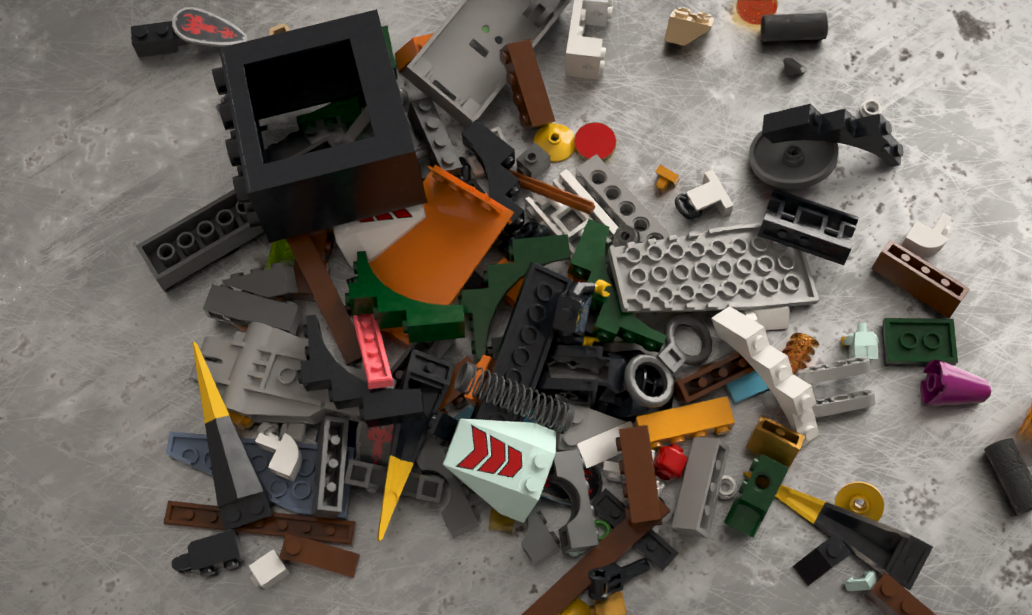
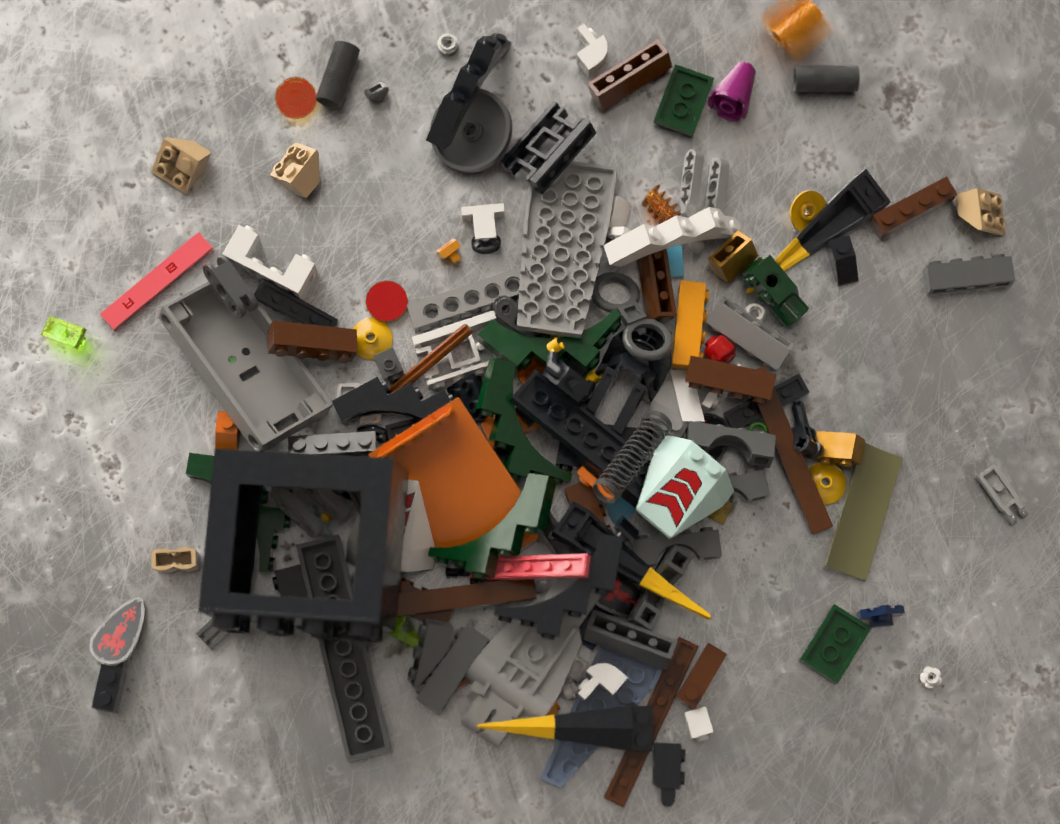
camera: 75 degrees left, 10 degrees up
(555, 62) = (291, 306): none -> black tile
(861, 343) = (671, 149): light aqua piece -> none
(862, 583) = (871, 236): light aqua tile -> none

